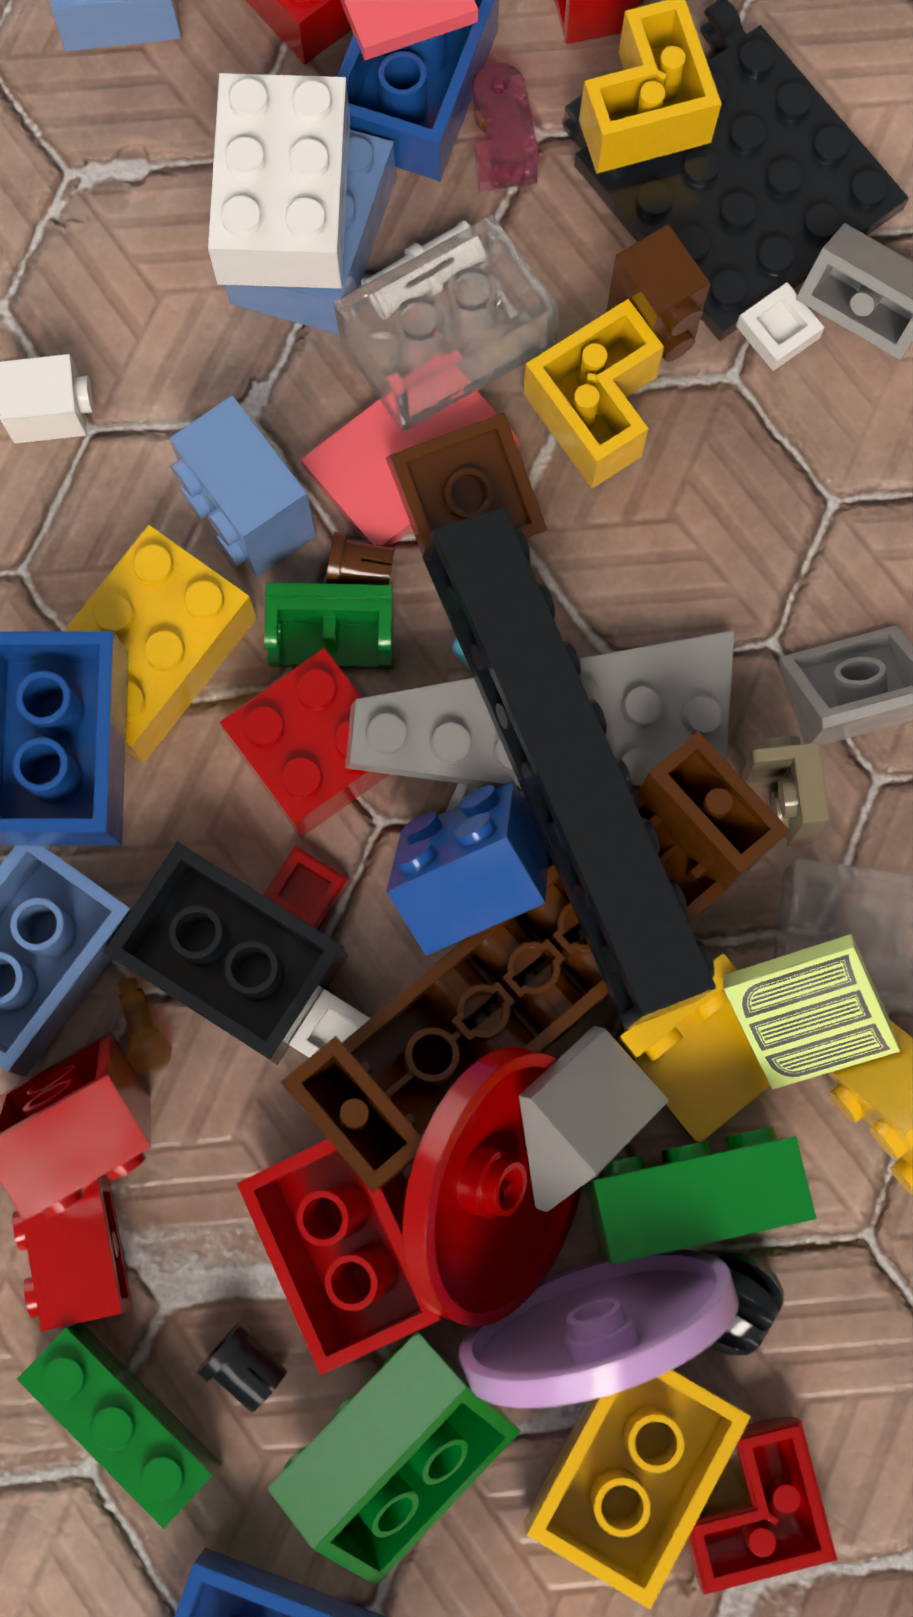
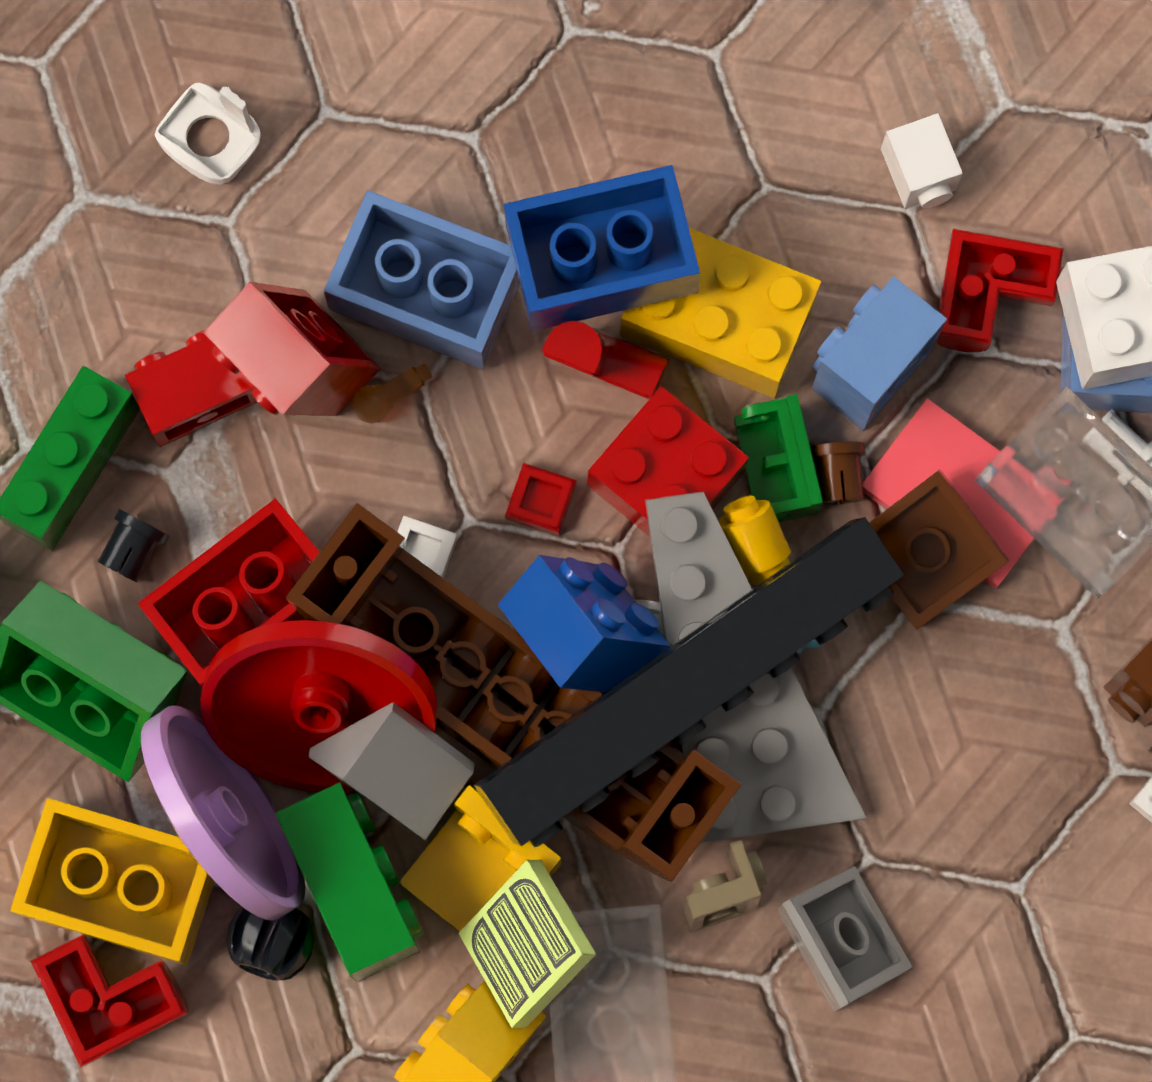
camera: 75 degrees right, 0 degrees up
(171, 775) = (606, 357): none -> red brick
(180, 360) = (983, 270): none -> red brick
(226, 952) = (466, 444): black brick -> none
(413, 662) = (755, 538): none -> yellow brick
(584, 387) = (1059, 627): yellow brick -> none

